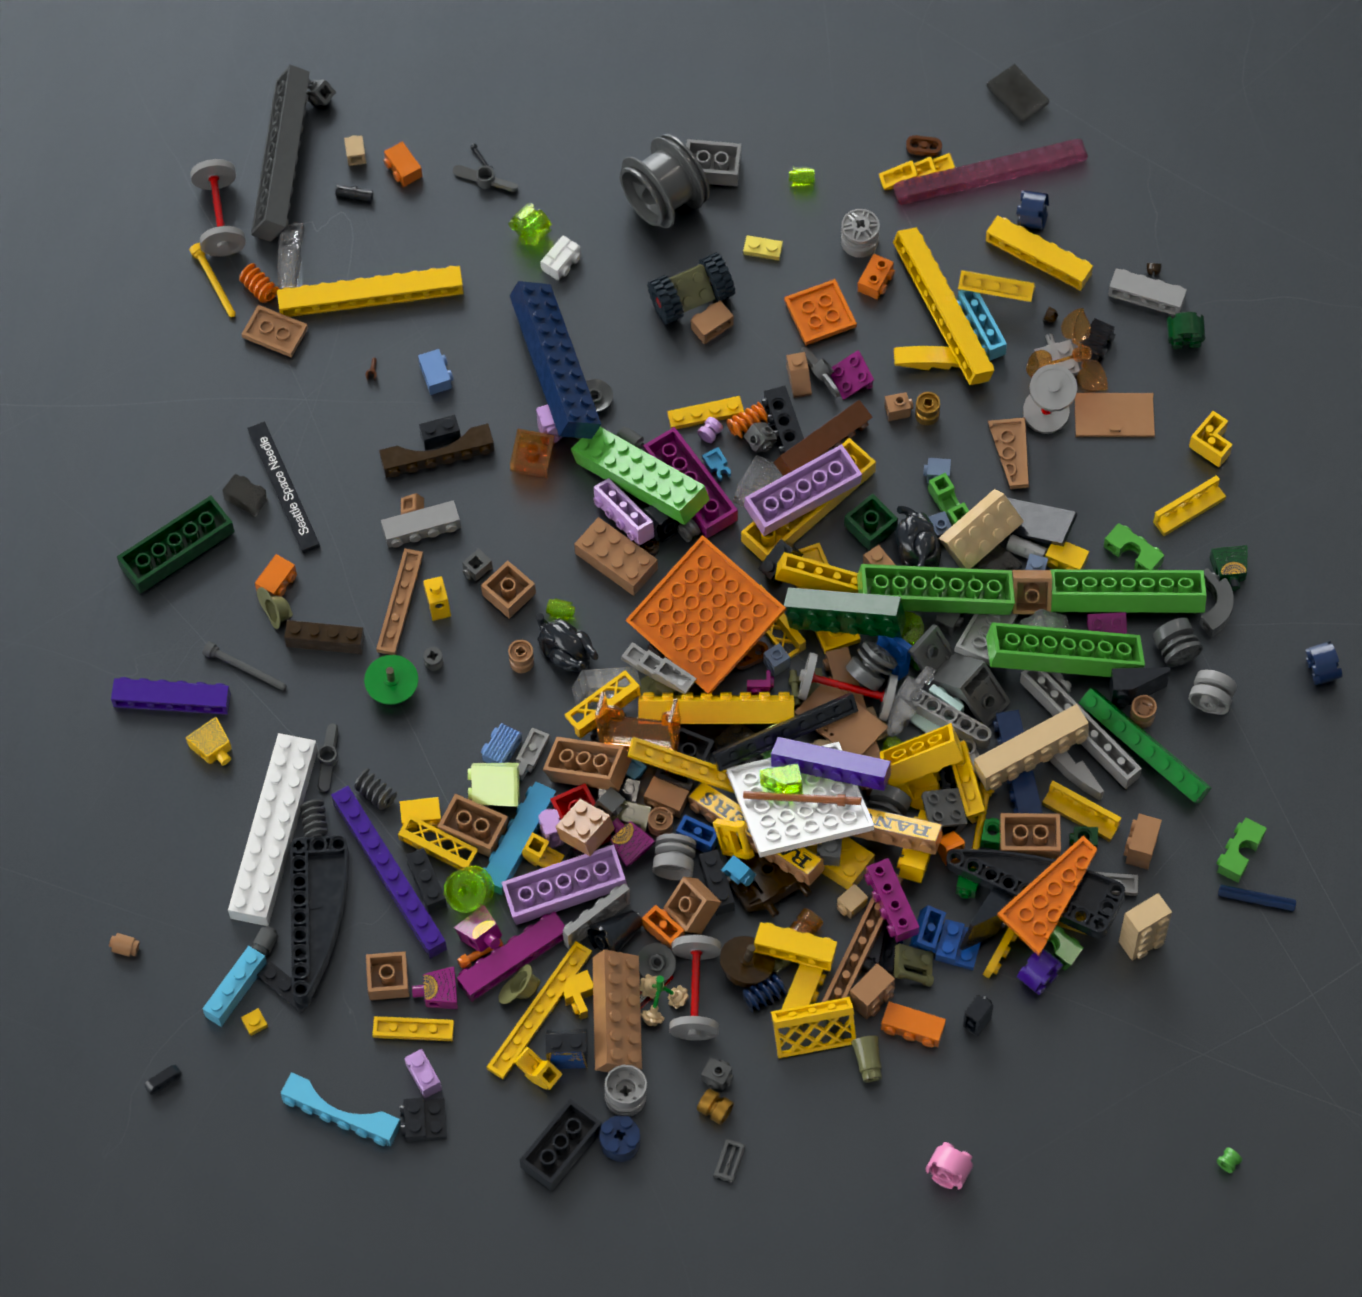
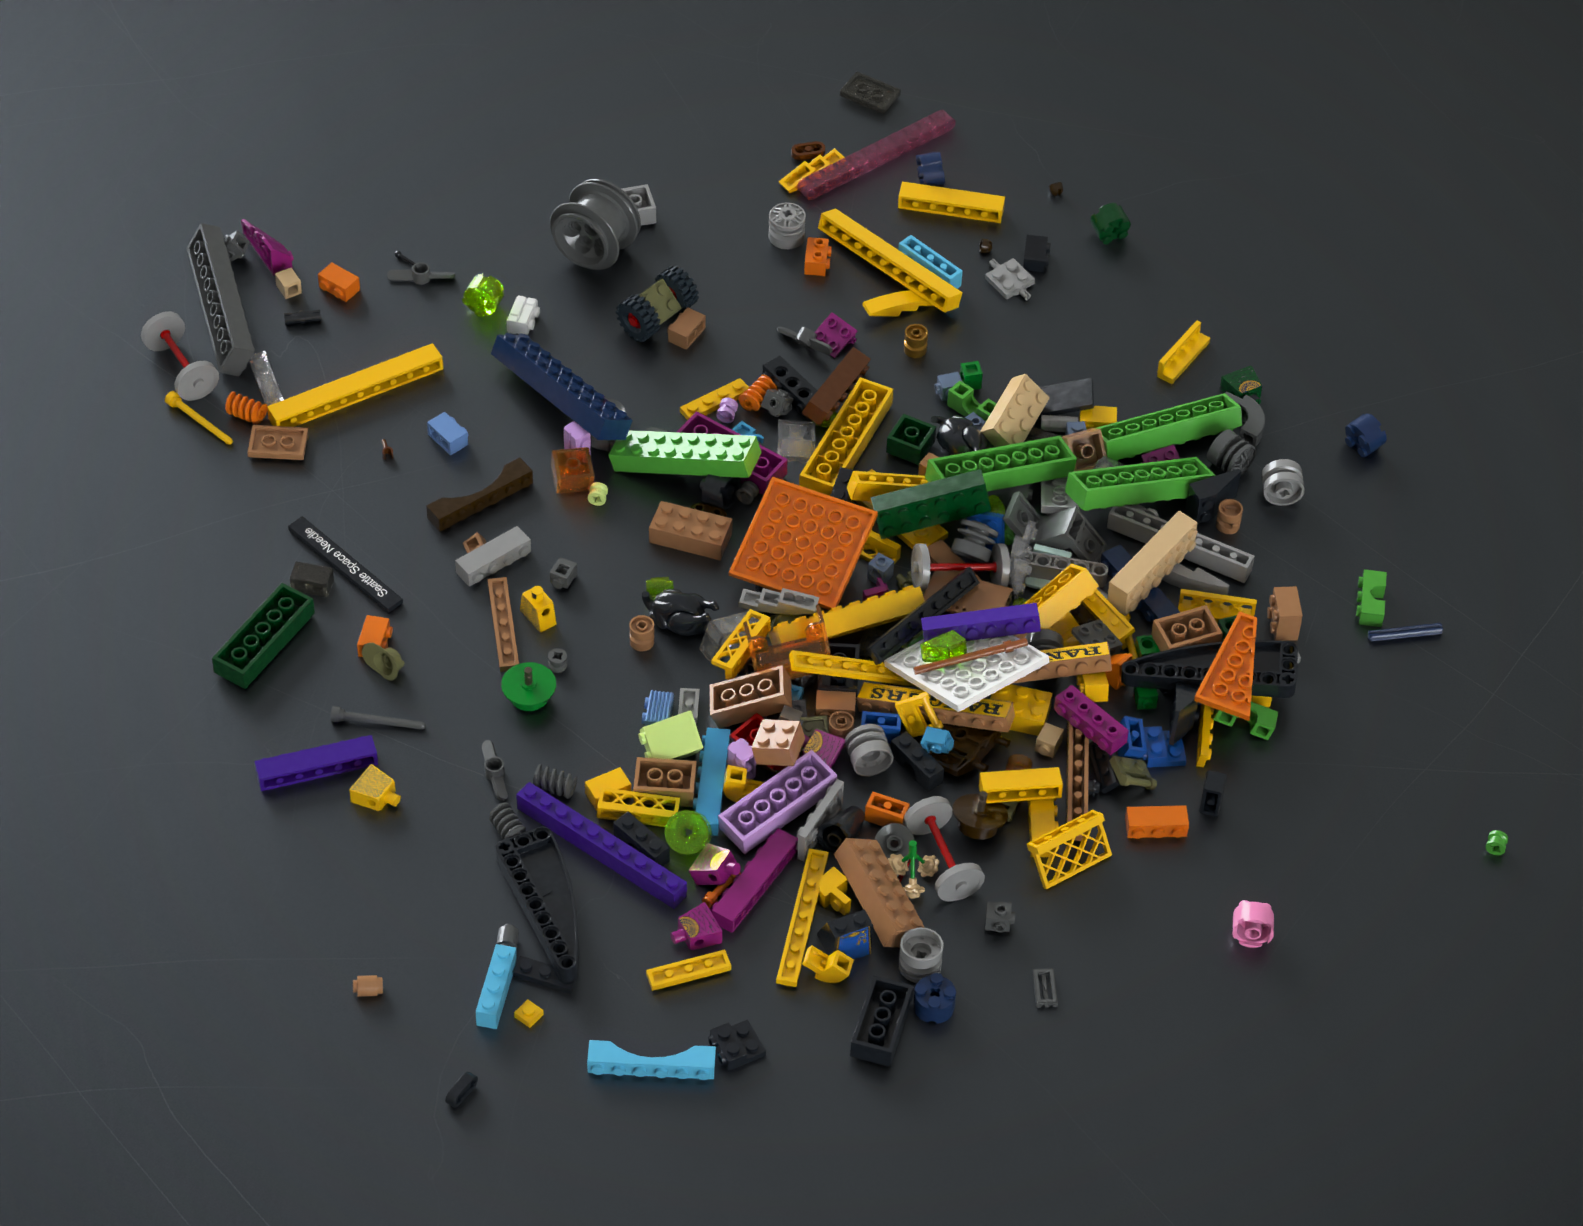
camera: 25 degrees left, 15 degrees down
(273, 830) = (471, 844): white brick -> none
(324, 637) = (445, 671): dark brown brick -> none
(354, 109) = (269, 250): none -> magenta wedge
(387, 975) = (643, 930): medium nougat brick -> none
(423, 1073) = (717, 1003): lavender brick -> none
(439, 432) = (476, 477): black brick -> none
(508, 589) = (603, 583): medium nougat brick -> none
(520, 986) = (775, 901): olive piece -> none
(547, 486) = (597, 494): none -> yellowish green wheel
(623, 512) = (682, 490): lavender brick -> none
(692, 905) = (906, 781): medium nougat brick -> none
(715, 1106) = (1010, 943): pearl gold wheel -> none
(751, 657) = (856, 576): reddish brown plate -> none
(762, 247) = (702, 262): light yellow plate -> none
(764, 992) = (1007, 837): dark blue piece -> none
(798, 374) = (785, 345): medium nougat slope -> none
(802, 176) = (711, 199): clear neon green brick -> none
(802, 490) = (842, 423): lavender brick -> none
(820, 312) = (780, 296): orange plate -> none
(830, 852) = (1017, 694): dark grey brick -> none
(868, 1057) = (1131, 861): olive plant -> none
(872, 991) = (1110, 801): medium nougat brick -> none
(898, 406) = (887, 347): medium nougat brick -> none
(962, 467) = (971, 374): none -> green brick
(996, 286) = (930, 228): yellow fence -> none
(1012, 449) = (1004, 351): medium nougat wing -> none
(1040, 971) = (1250, 741): dark purple brick -> none
(1049, 399) = (1033, 275): light grey piece -> none
(1074, 327) = (1017, 242): clear orange plant -> none
(1105, 412) = (1079, 305): medium nougat container -> none
(1123, 539) = (1140, 393): bright green arch -> none
(1145, 745) = (1257, 544): green brick -> none
(1145, 927) = (1328, 673): tan brick -> none
(1147, 292) = (1060, 206): light grey brick -> none
(1209, 441) = (1176, 299): yellow brick -> none

